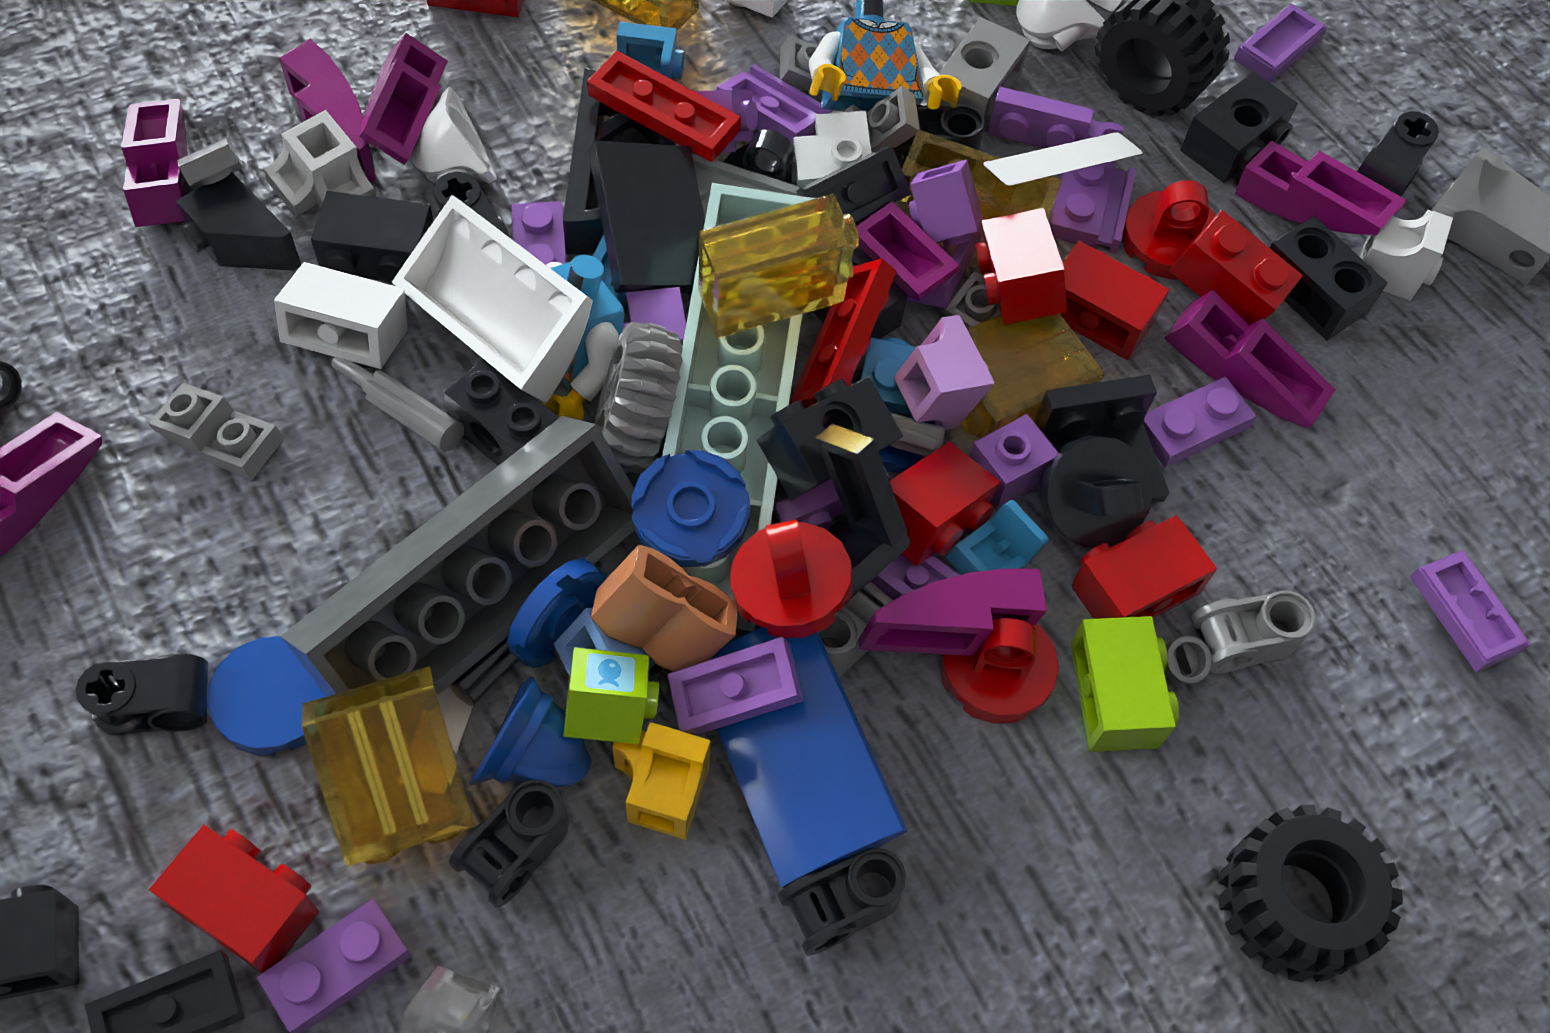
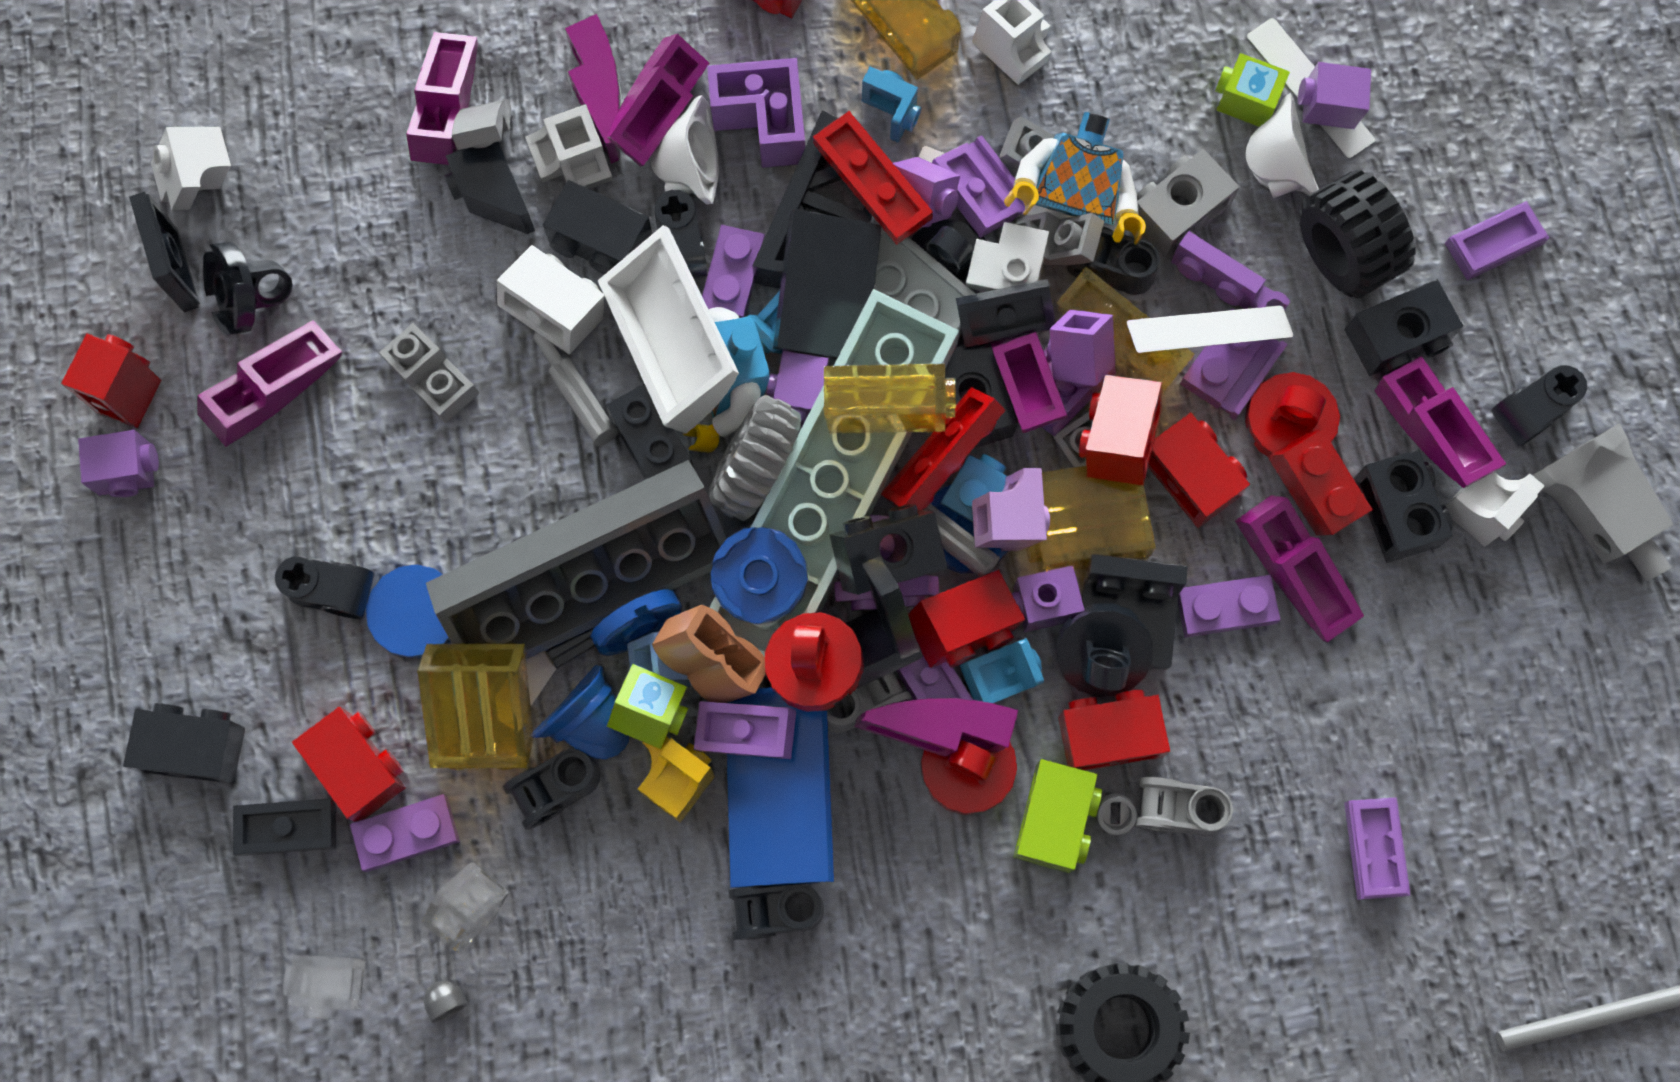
camera: 25 degrees right, 15 degrees up
(520, 76) = (761, 97): none -> medium lavender brick

